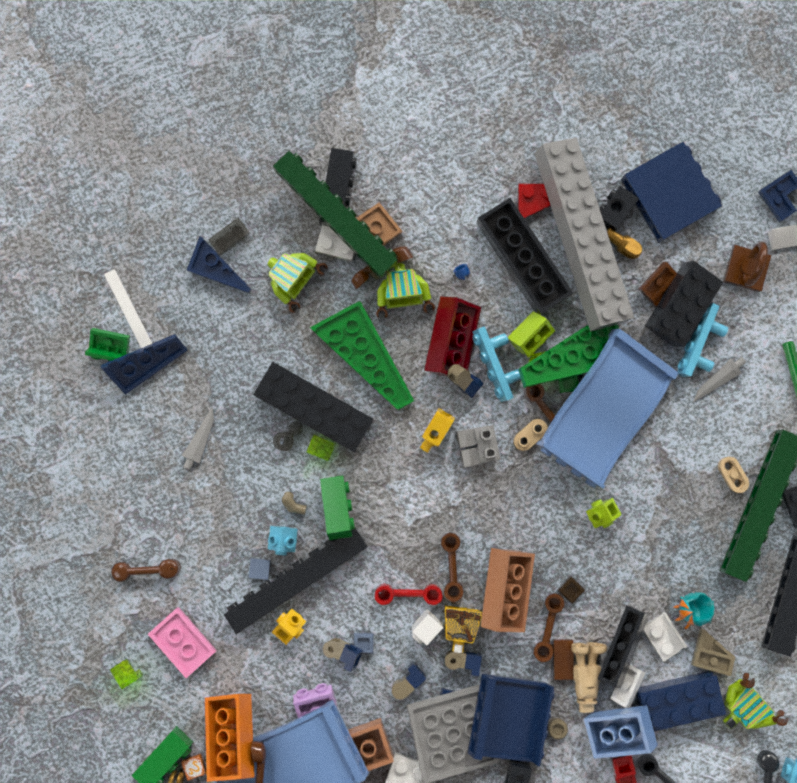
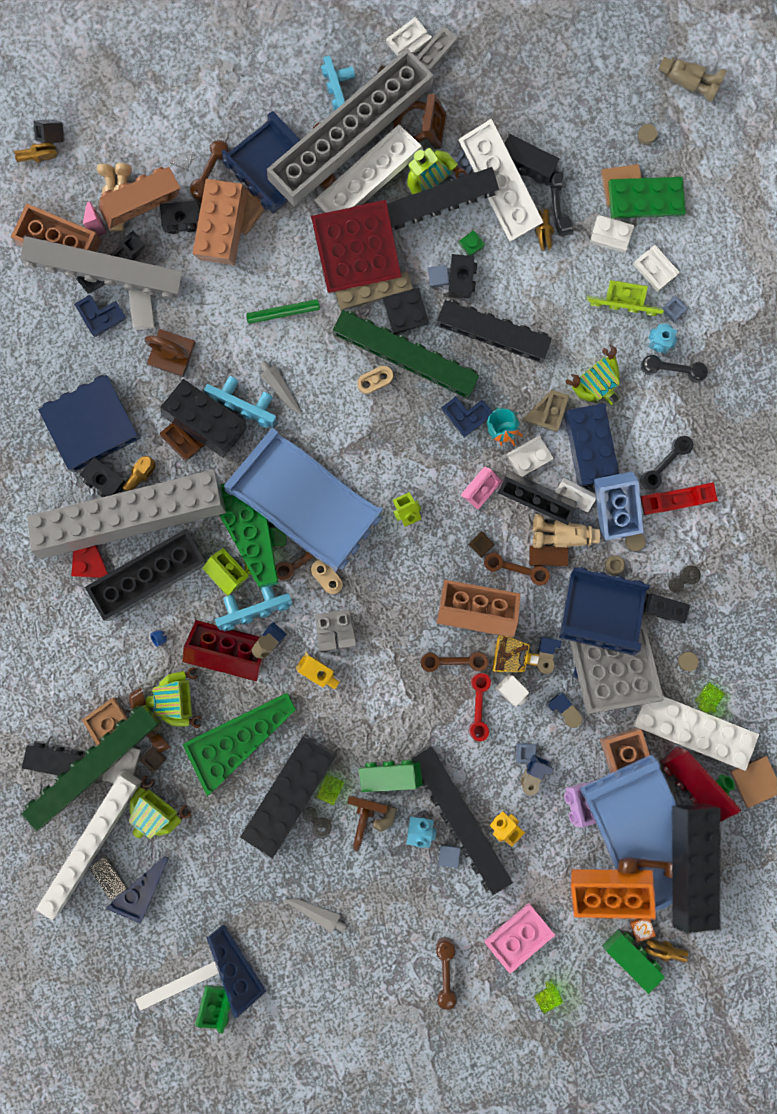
camera: 85 degrees left, 0 degrees up
(260, 216) = (88, 845): none -> white brick
(303, 484) = (365, 809): none -> reddish brown tile
(343, 273) = (152, 759): none -> dark brown tile
(582, 749) = (635, 542): none -> dark tan tile
(629, 588) = (481, 487): none -> bright pink slope
(698, 568) = (465, 420): none -> dark blue plate

